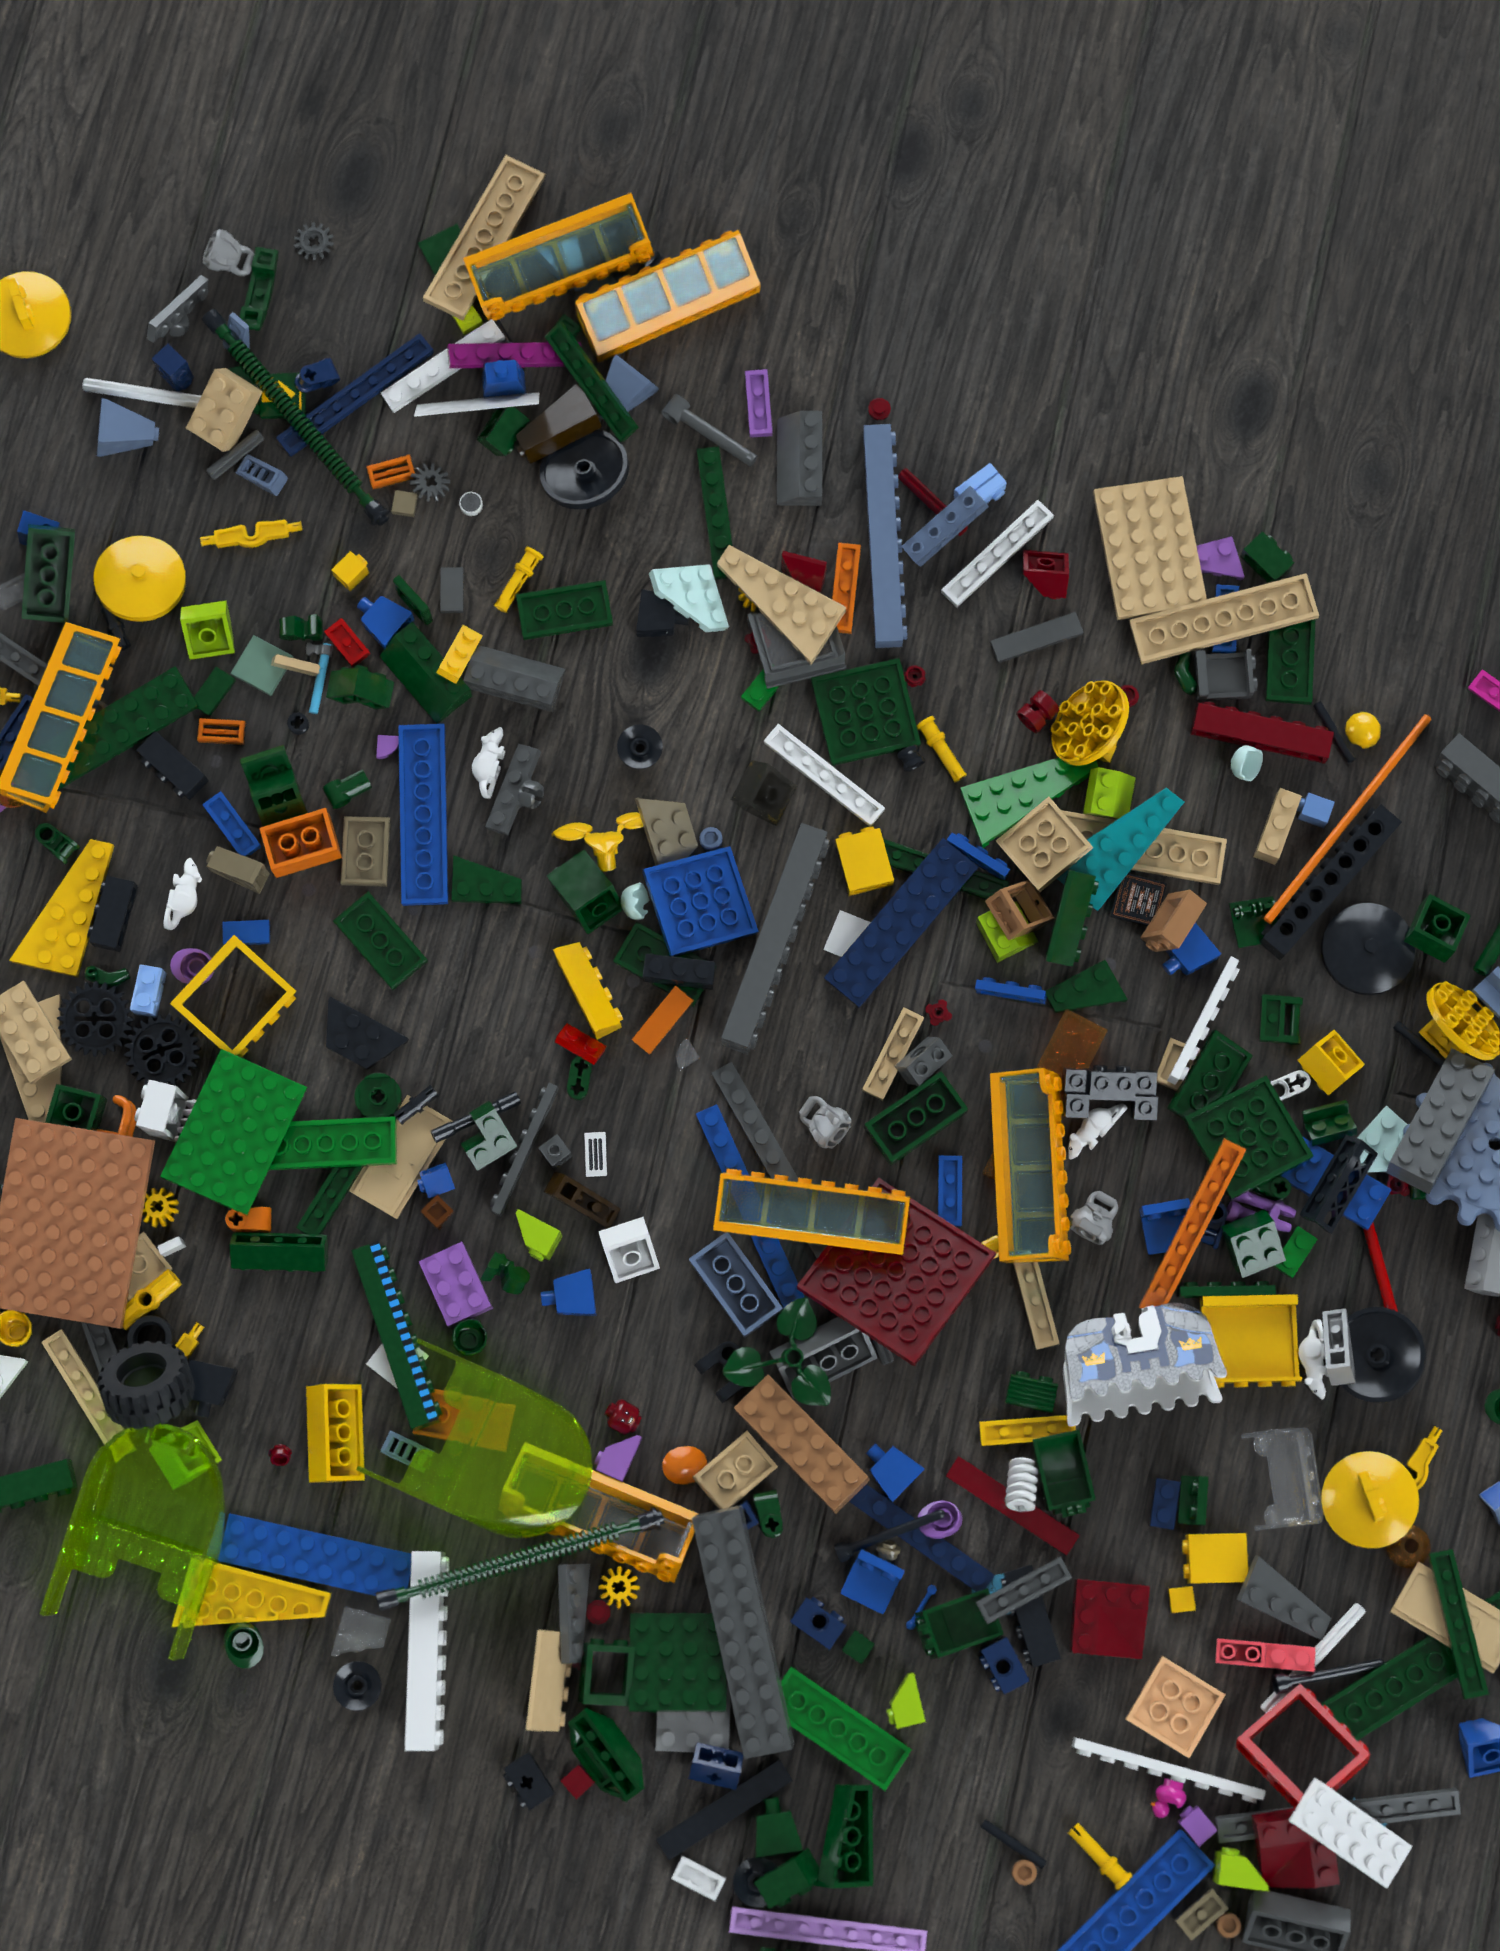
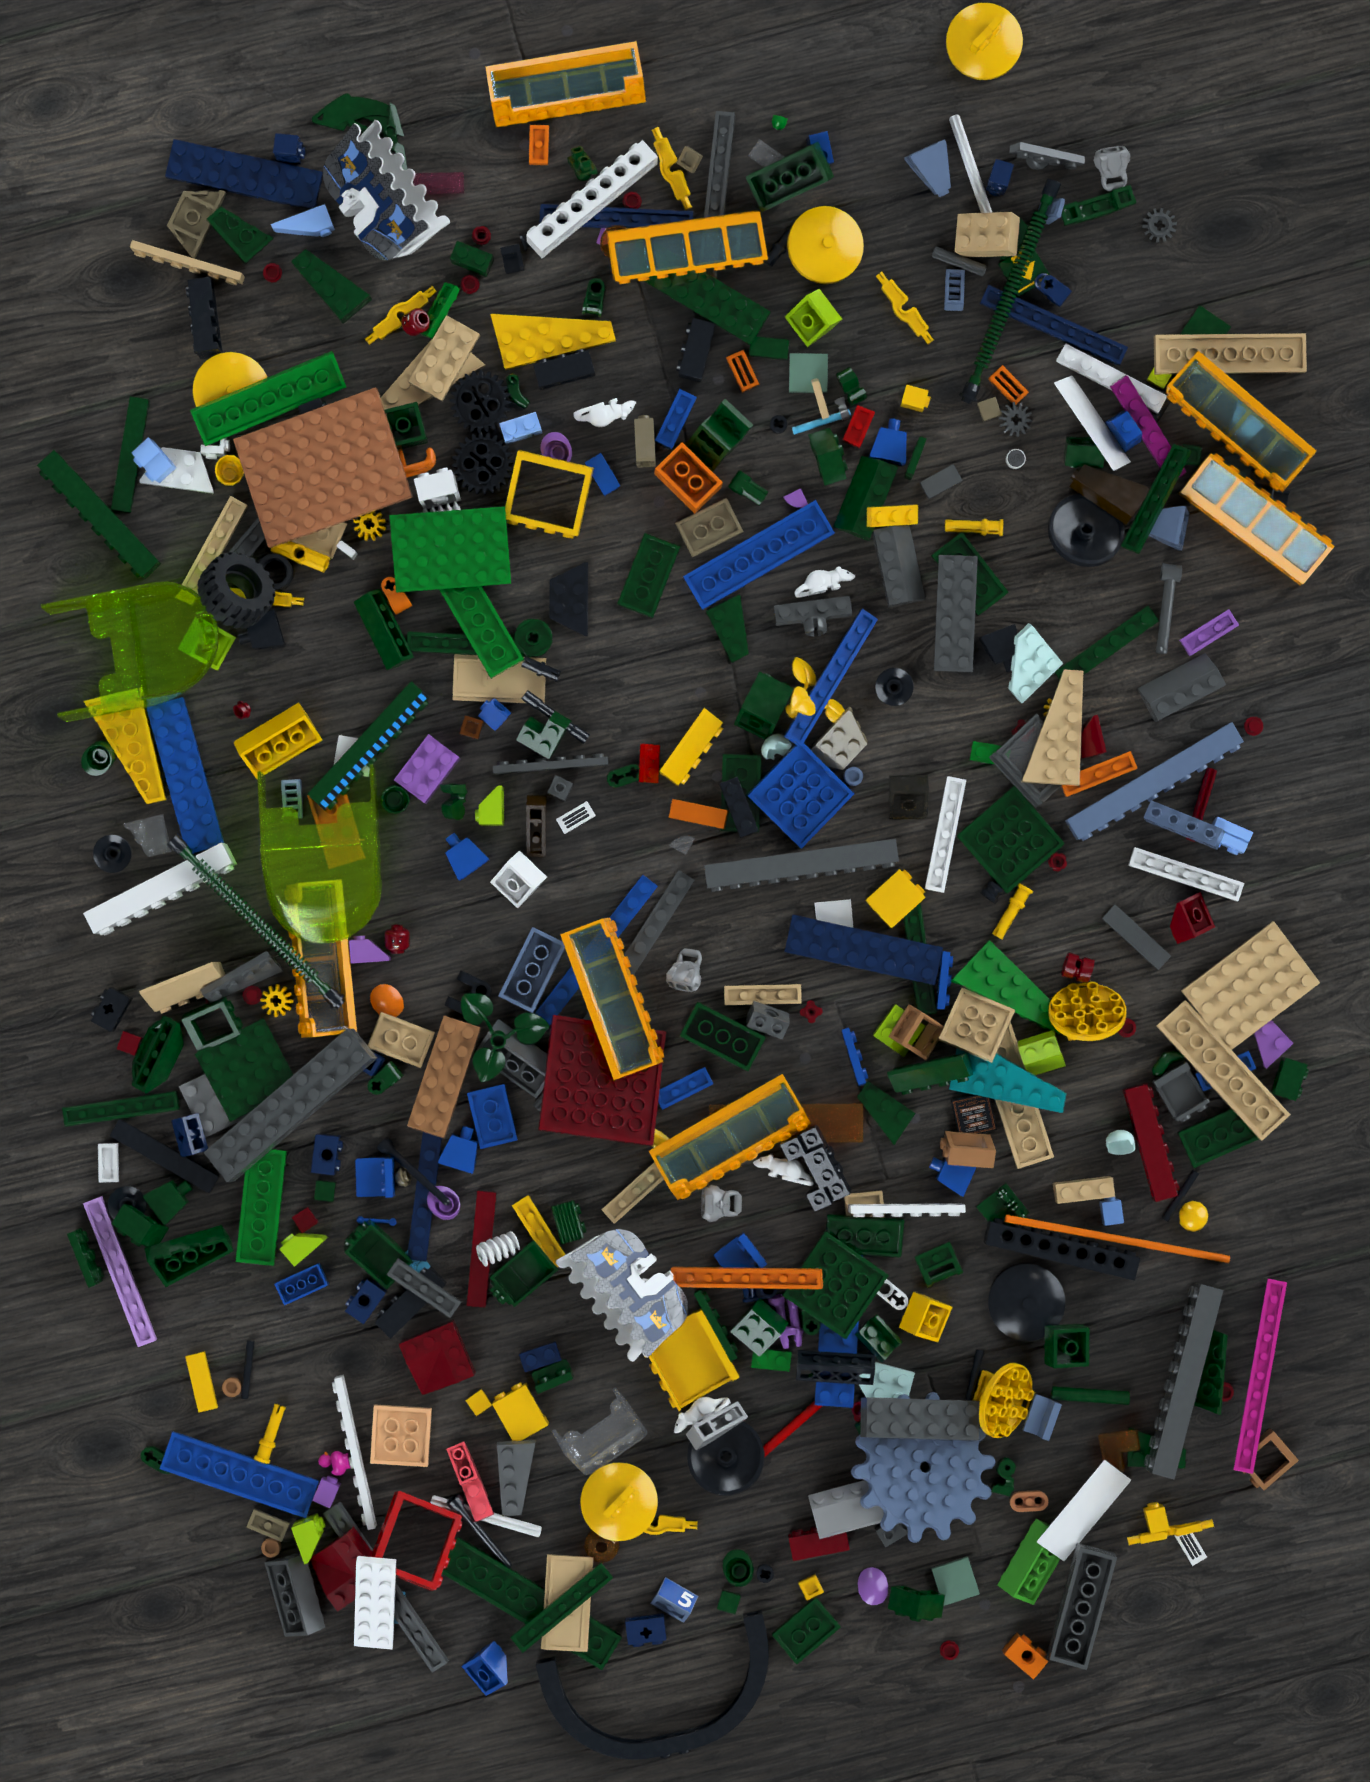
camera: 60 degrees right, 10 degrees up
(593, 802) = (832, 675): none -> blue plate
(597, 642) = (955, 613): none -> dark grey brick
(645, 1831) = (120, 1108): none -> dark green tile
(872, 1415) = (492, 1116): none -> blue plate
(878, 1687) = (305, 1220): none -> dark red tile
(948, 1729) = (301, 1284): none -> blue piece
(1000, 1904) = (201, 1381): none -> yellow tile

